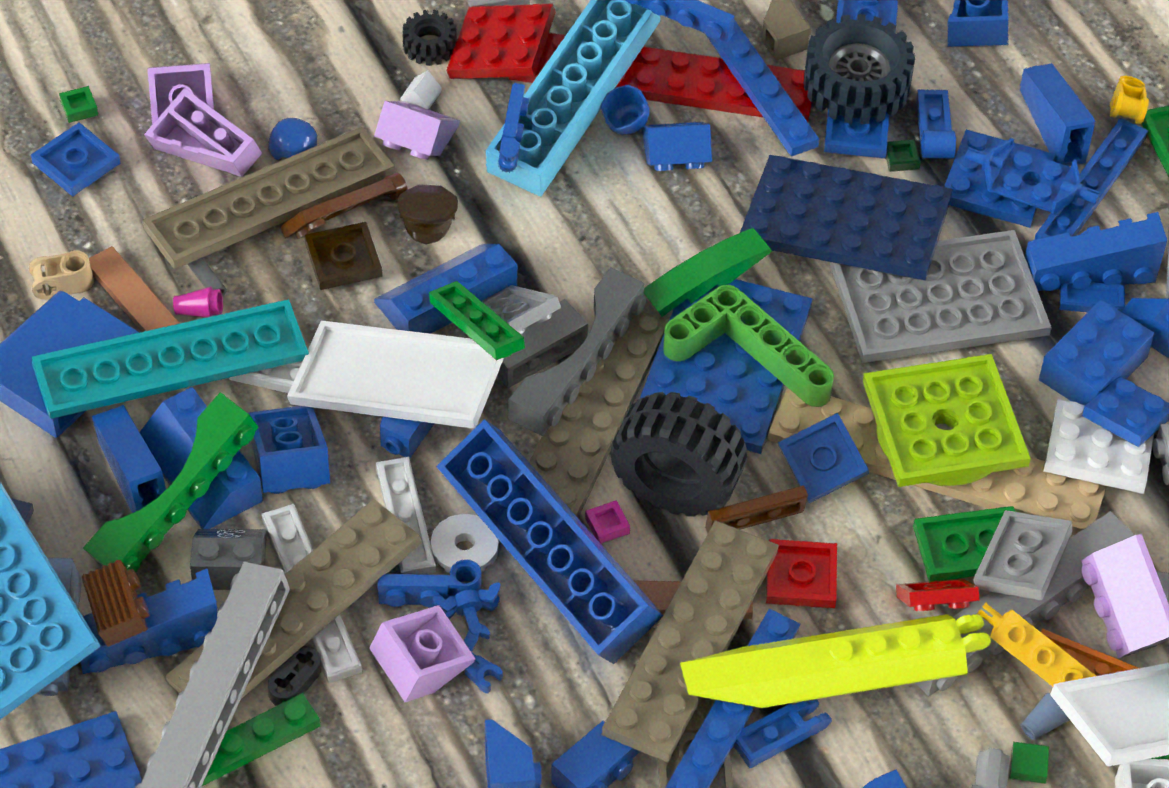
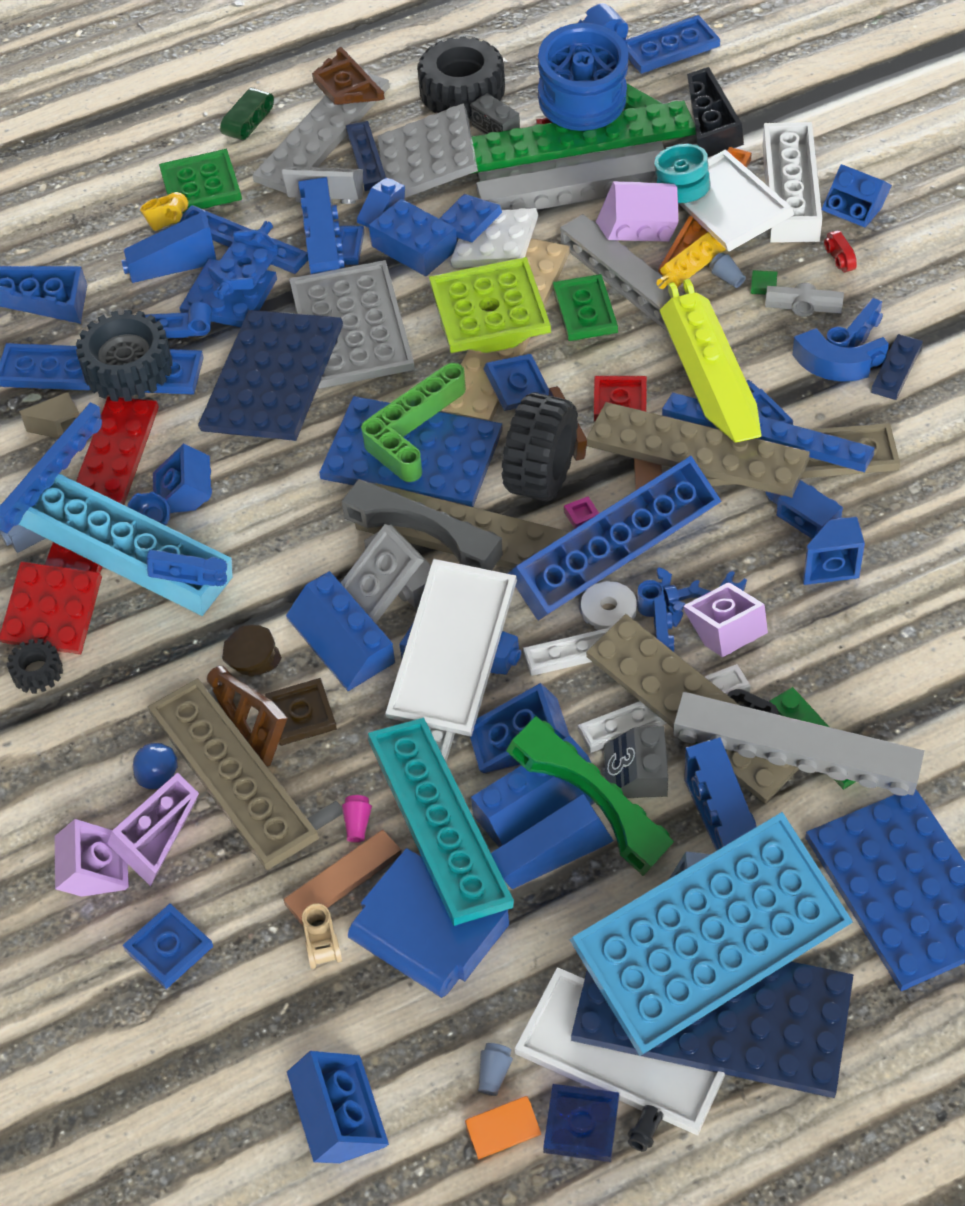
camera: 85 degrees left, 0 degrees up
(78, 104) = (93, 952): green plate -> none
(115, 602) = (726, 814): reddish brown brick -> none
(415, 128) = (151, 665): lavender slope -> none
(422, 91) = (99, 671): white slope -> none
(477, 320) = (410, 577): green plate -> none
(706, 269) = (336, 446): green slope -> none
(766, 93) = (142, 419): blue plate -> none
(902, 155) = (202, 343): dark green tile -> none
(926, 594) = (638, 317): red plate -> none
(1023, 555) = (608, 265): light grey plate -> none

